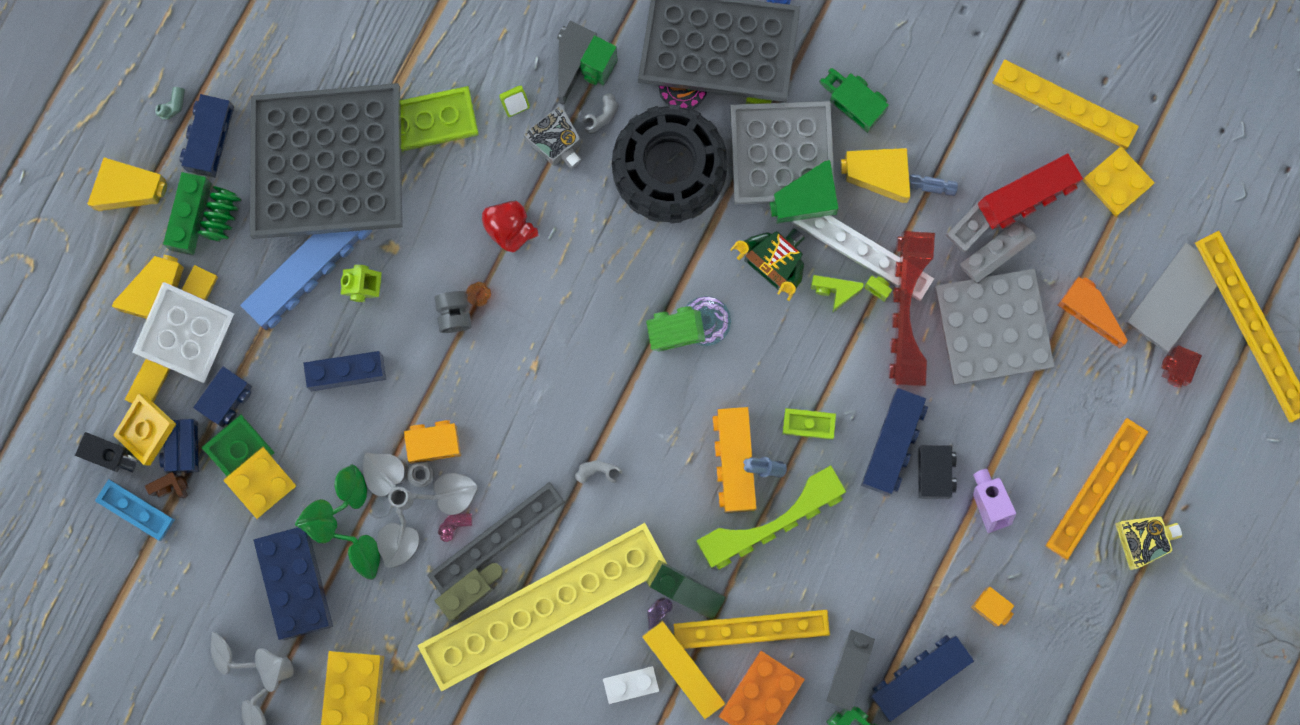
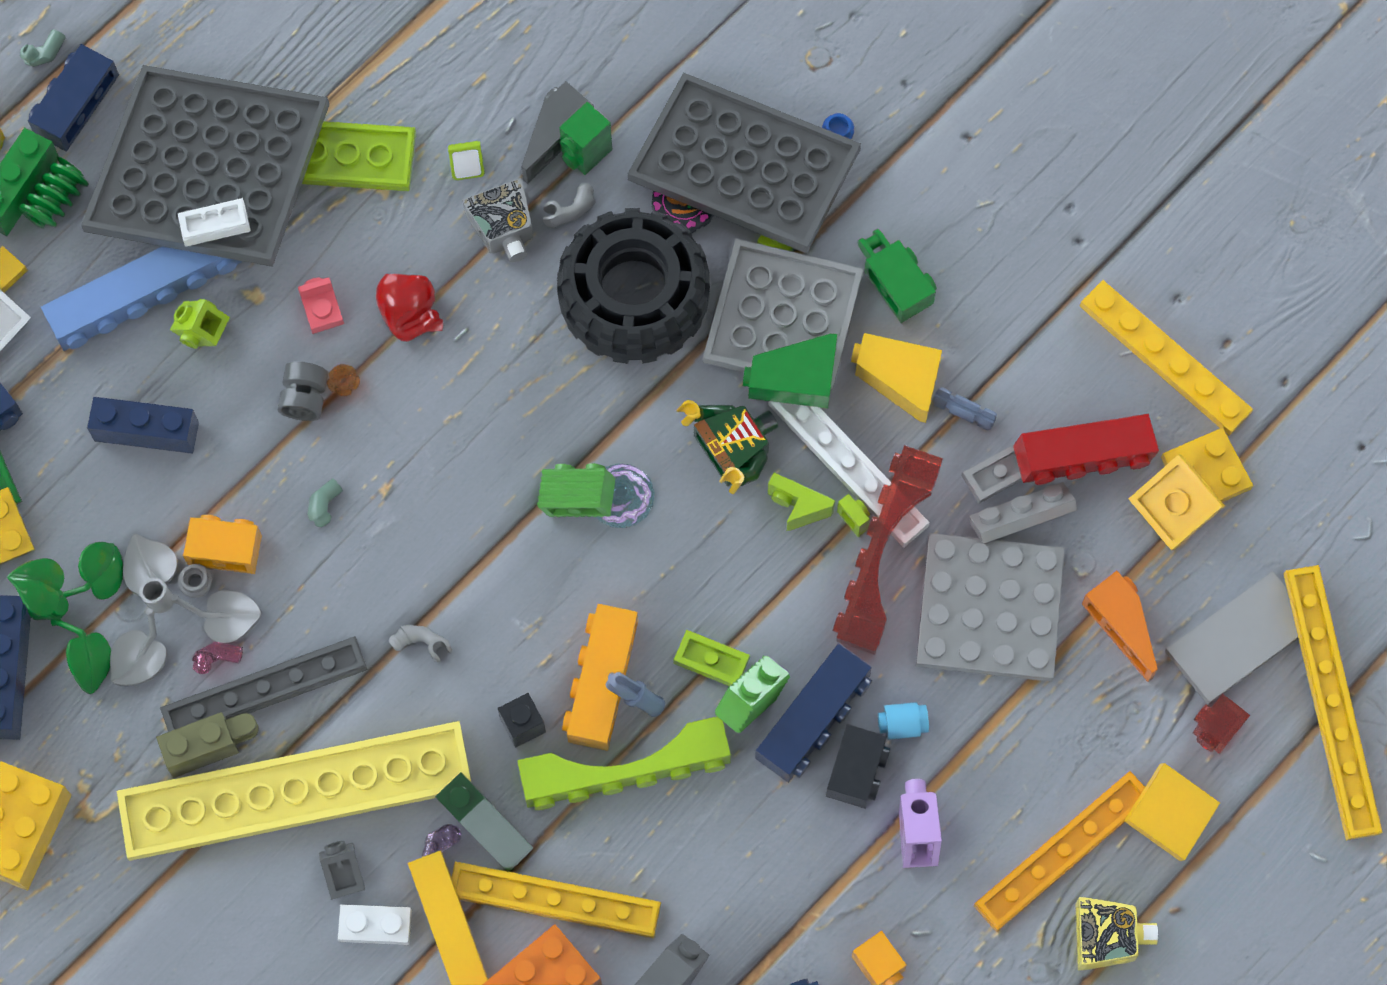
camera: 15 degrees right, 10 degrees down
(349, 207) = (214, 222): none -> white plate
(443, 242) = (320, 304): none -> coral bracket
(491, 390) = (319, 503): none -> sand green arm
(595, 653) = (341, 869): none -> dark grey bracket
(688, 508) = (521, 720): none -> black brick
(848, 443) = (752, 694): none -> bright green brick
(958, 429) = (903, 720): none -> medium azure brick
(1105, 212) = (1176, 502): none -> yellow plate
(1165, 439) = (1172, 812): none -> yellow tile

